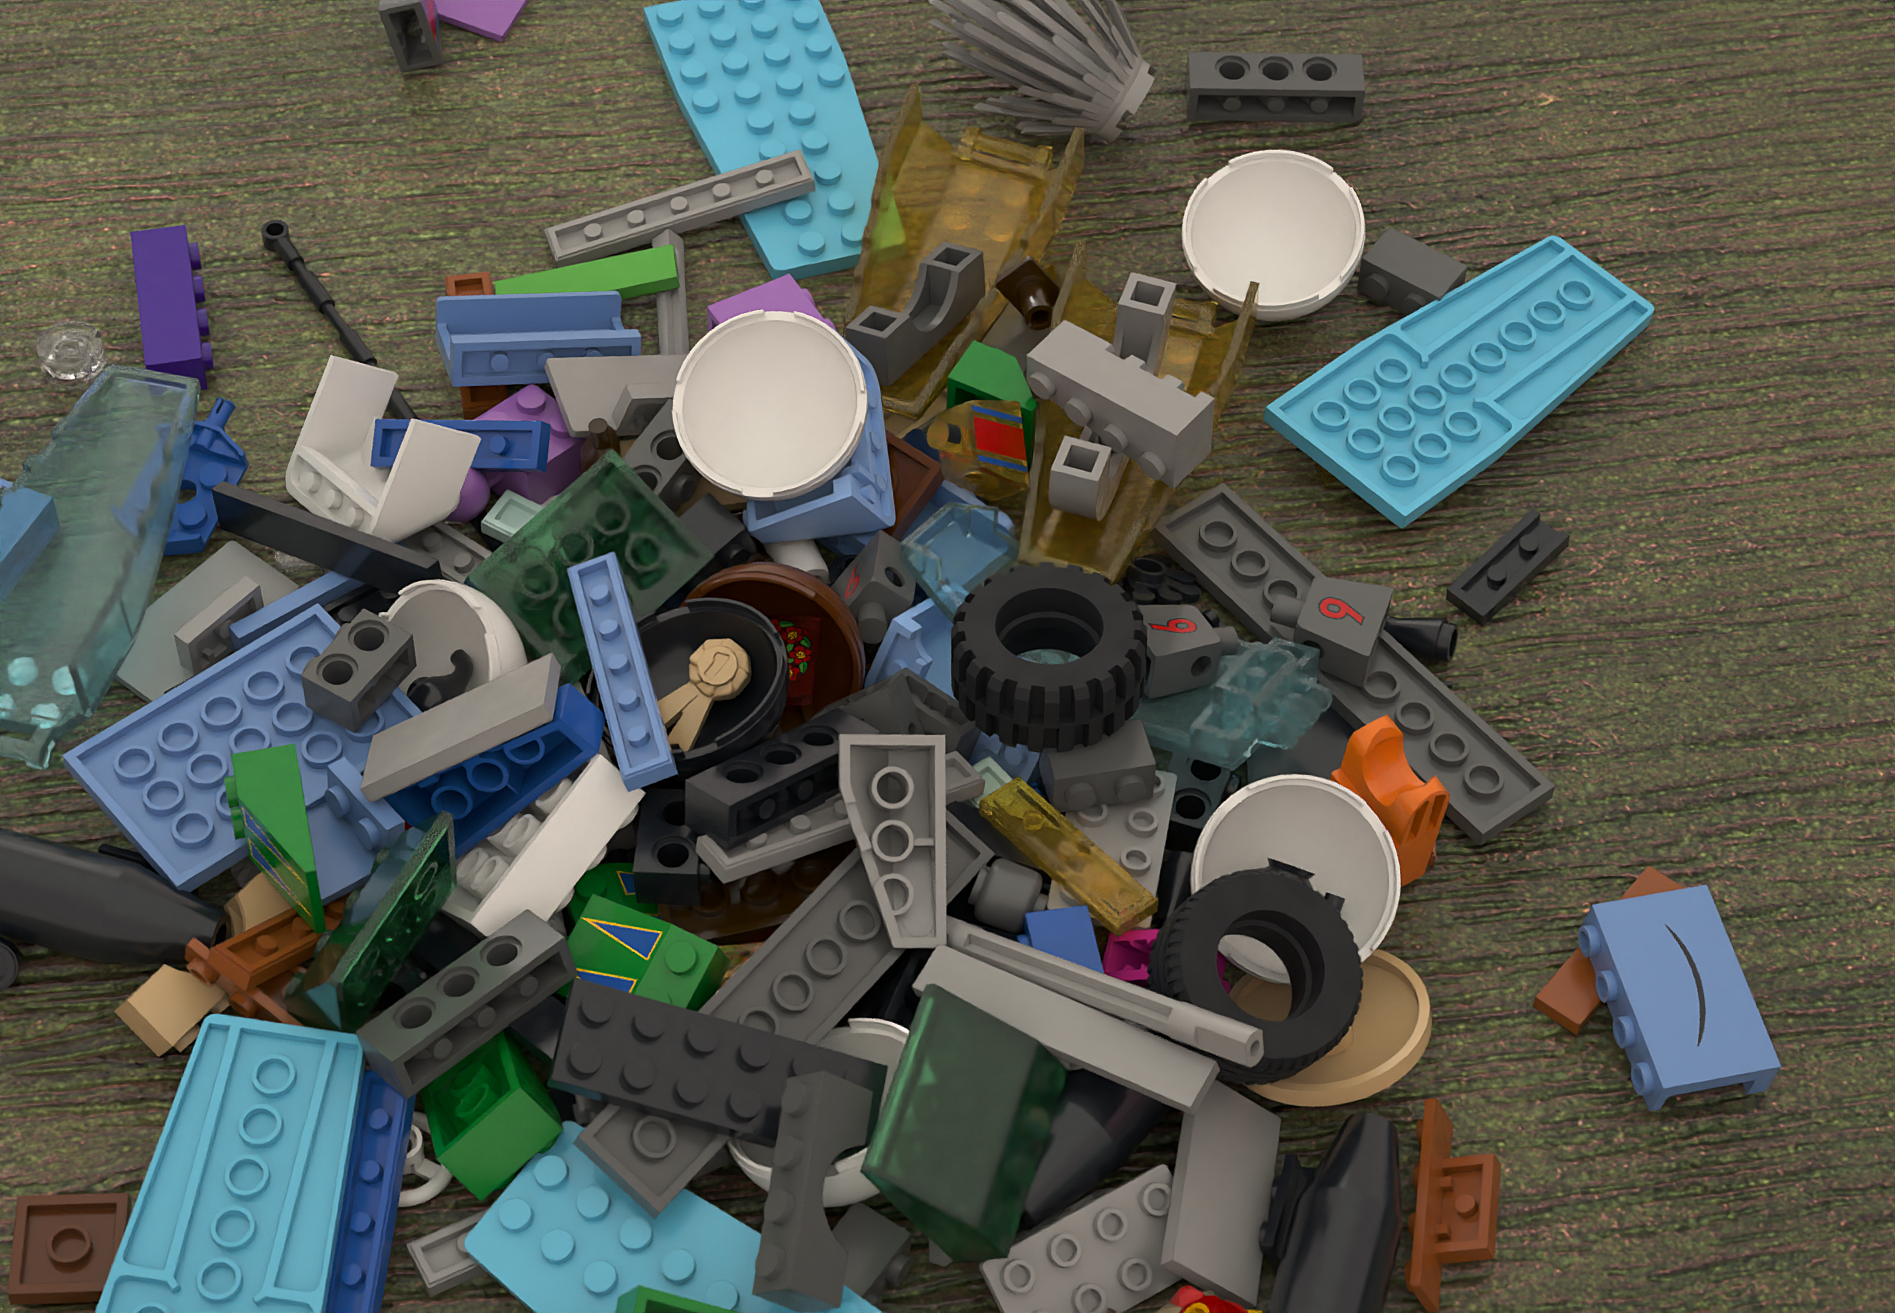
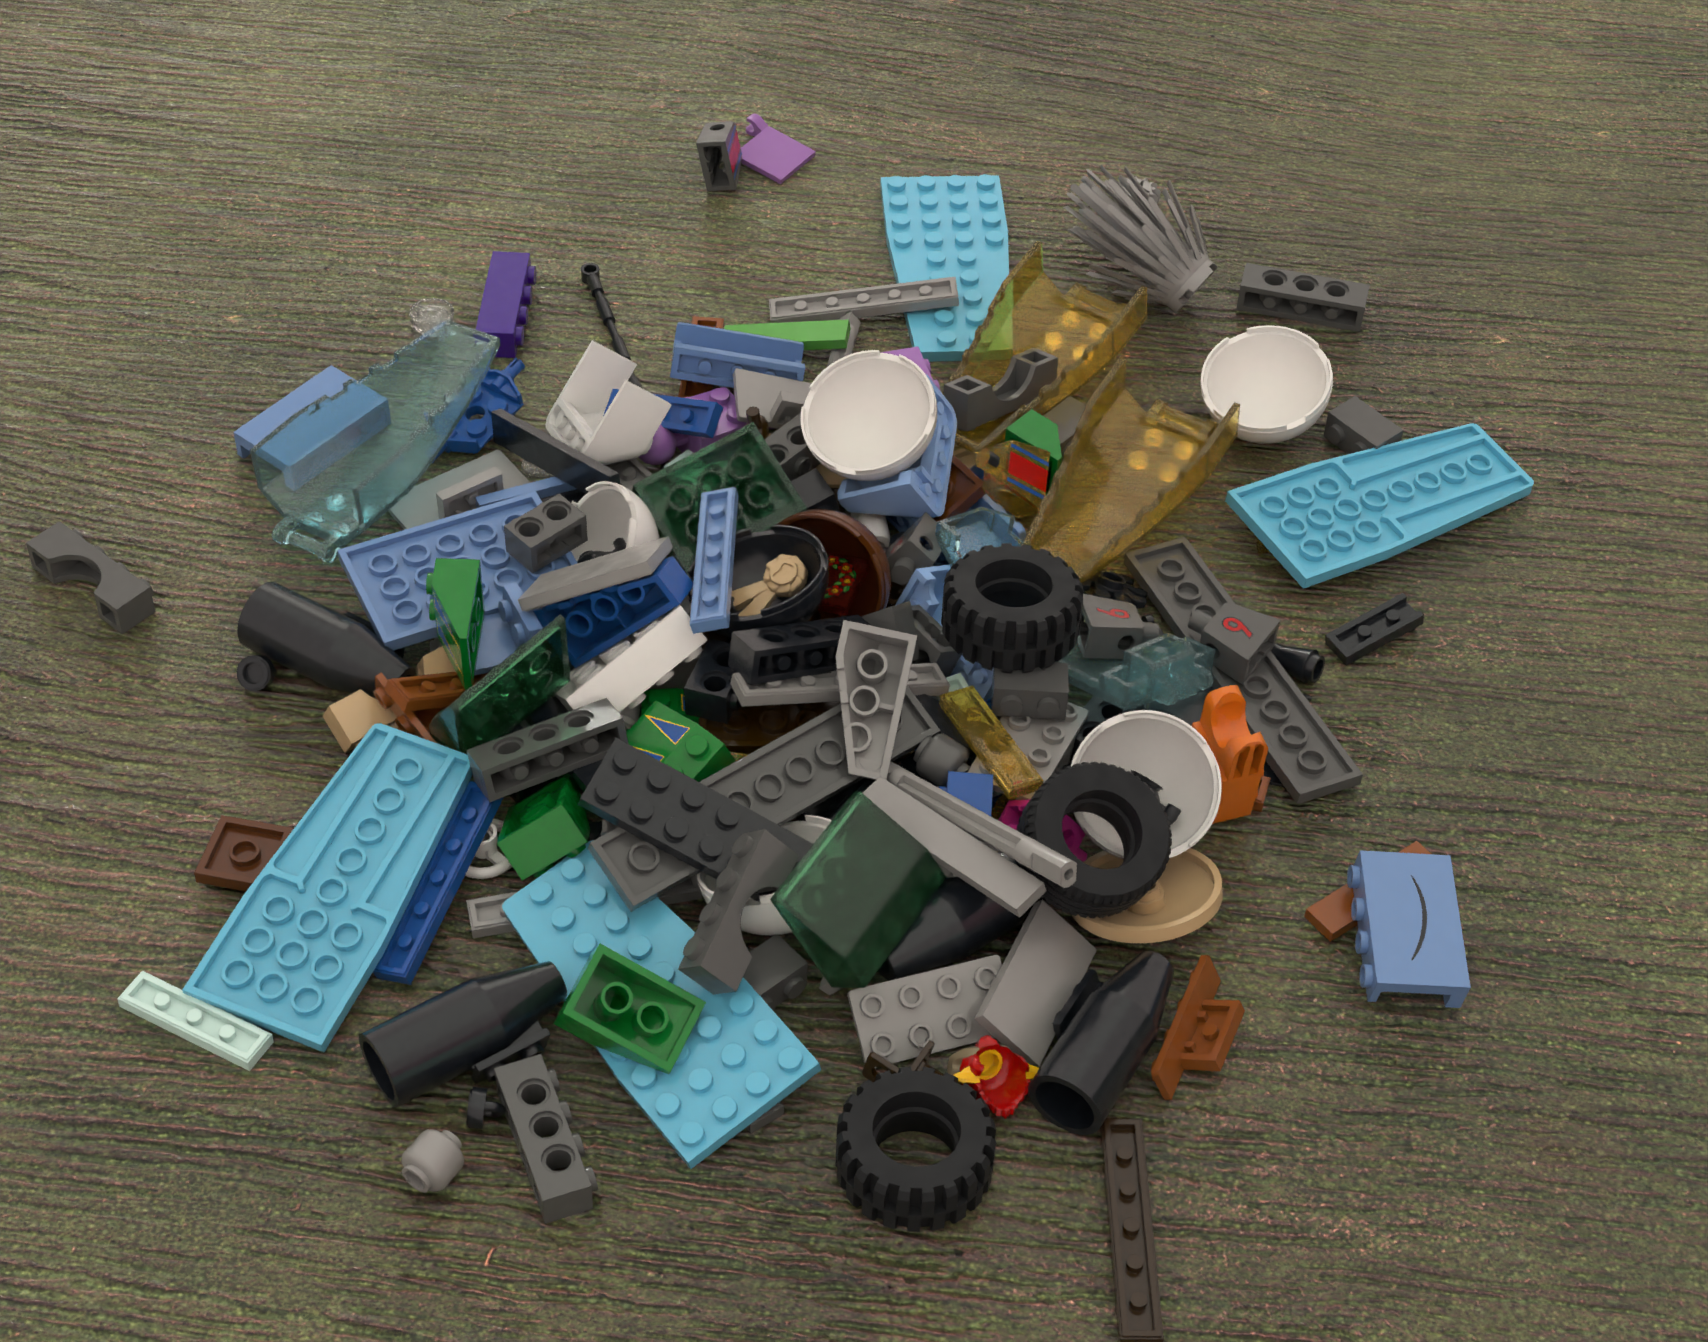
camera: 15 degrees right, 5 degrees down
(1031, 291) = (1079, 384): dark brown bracket -> none
(1085, 468) = (1090, 507): light grey arch -> none
(1123, 402) = (1119, 461): light grey wedge -> none

